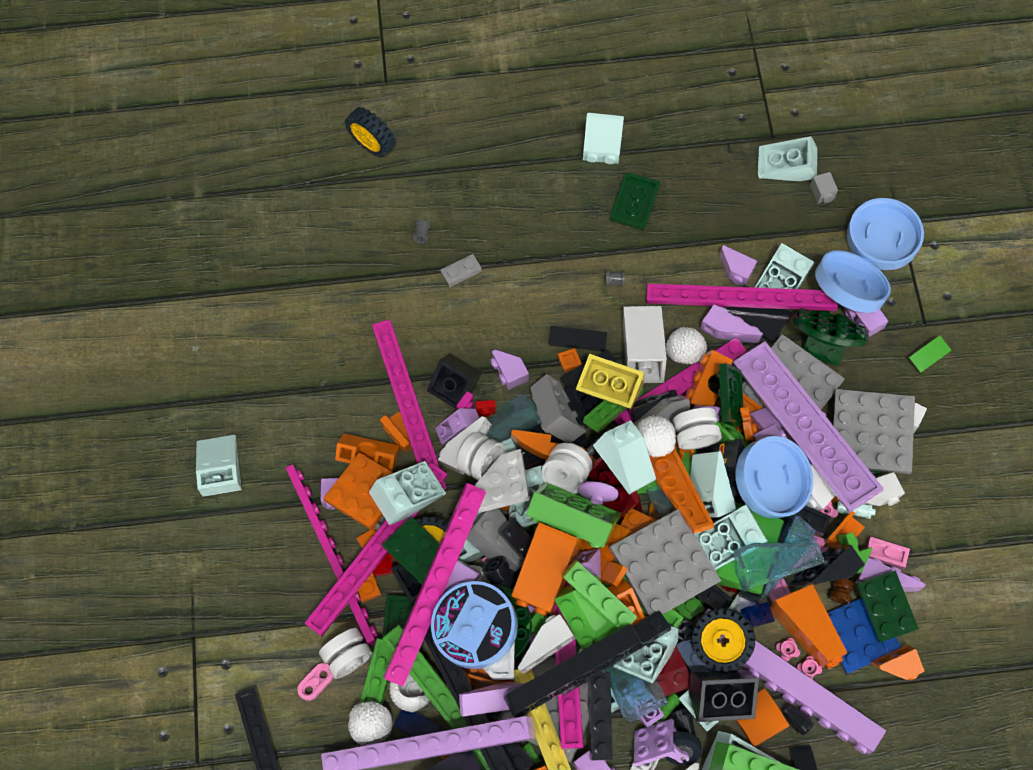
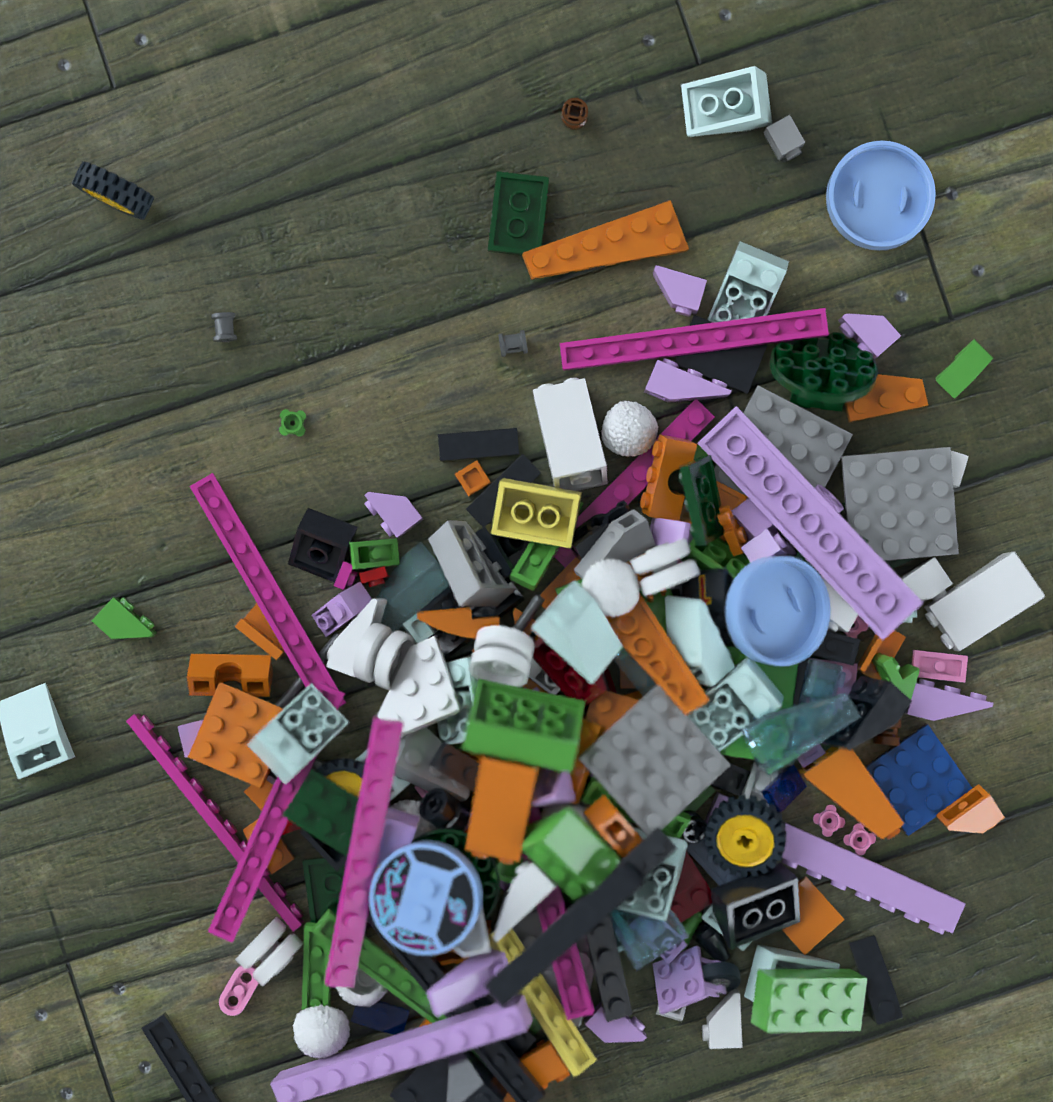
camera: 15 degrees left, 20 degrees up
(300, 404) = (120, 620): none -> bright green slope
(449, 295) = (287, 428): none -> bright green plate
(461, 270) = (294, 374): light grey plate -> none
(486, 390) = (374, 553): none -> bright green slope
(597, 492) = (549, 689): lavender dish -> none
(598, 595) = (578, 836): bright green plate -> none
(603, 138) = (453, 132): light aqua slope -> none
(613, 574) = (590, 792): orange tile -> none
(684, 148) = (574, 118): none -> reddish brown wheel
(707, 228) = (629, 238): none -> orange wing
(798, 720) = (854, 908): black cone -> none
(852, 281) = (844, 288): light blue brick -> none
(869, 362) = (888, 396): none -> orange wing
(887, 606) = (947, 744): dark green plate -> none
(927, 510) = (983, 601): none -> white slope

